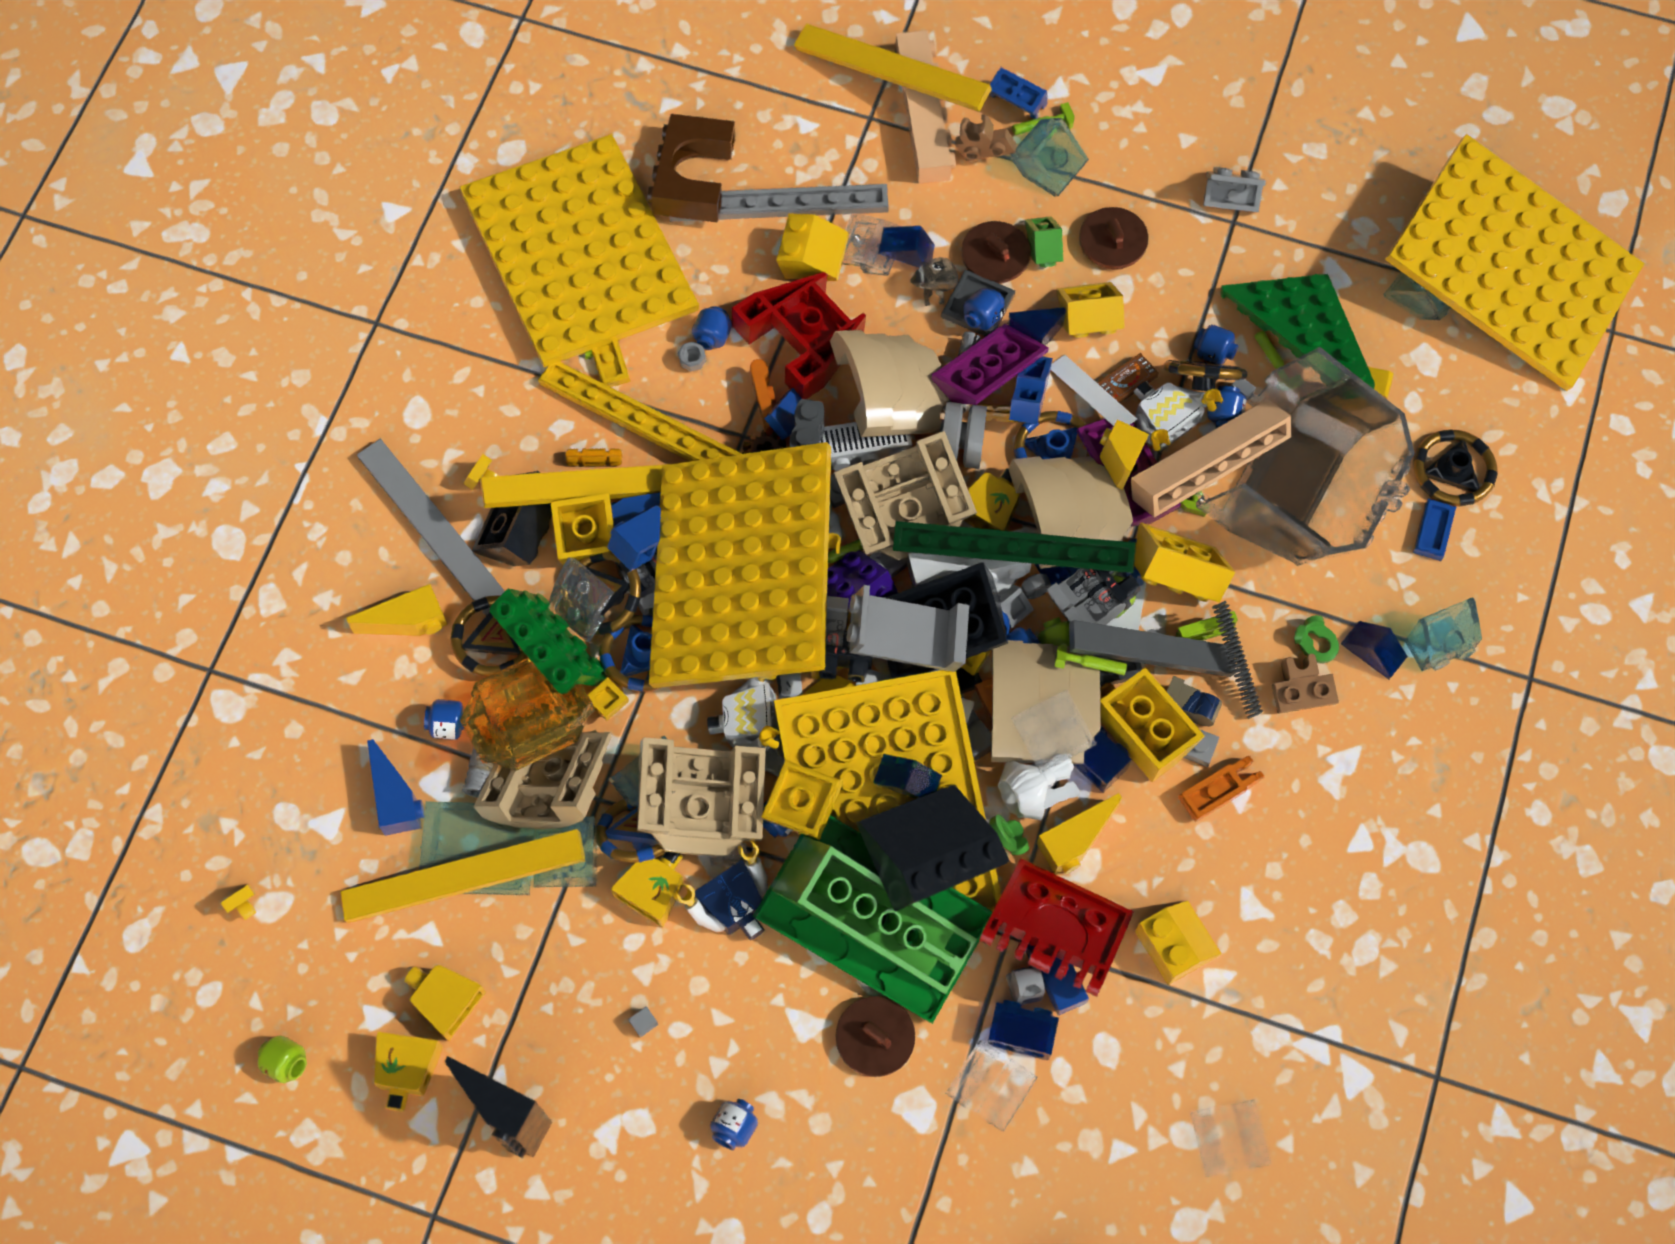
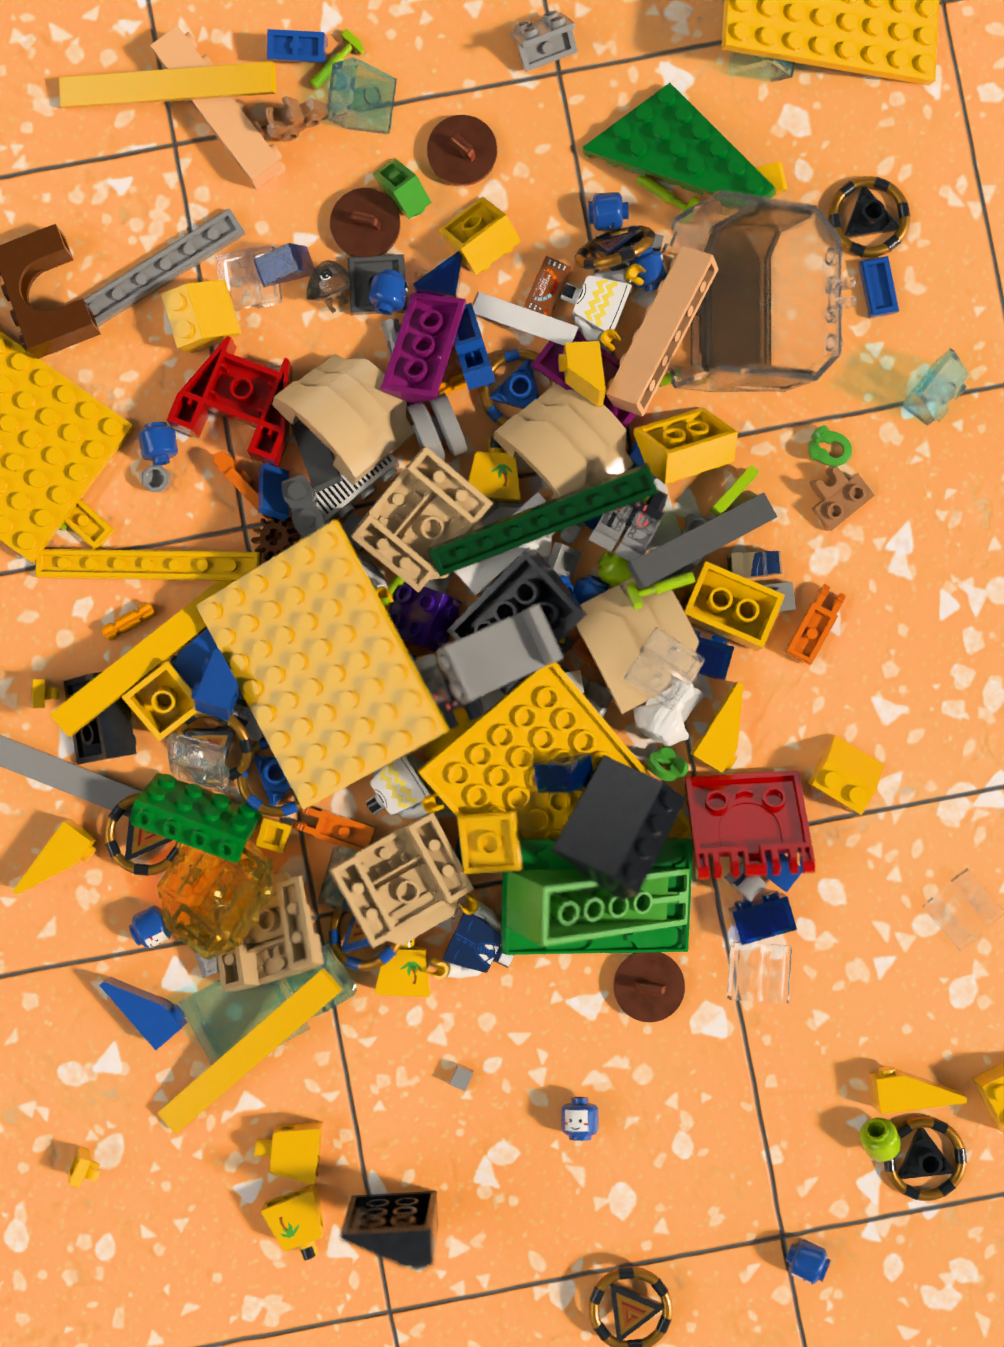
camera: 30 degrees left, 20 degrees up
(282, 1059) = (198, 1269): lime head -> none
(664, 722) = (337, 829): none -> orange hinge
(842, 403) = (316, 457): none -> dark grey tile
(1238, 654) = (759, 492): dark grey piece -> none
(1376, 647) = (880, 427): clear blue slope -> none

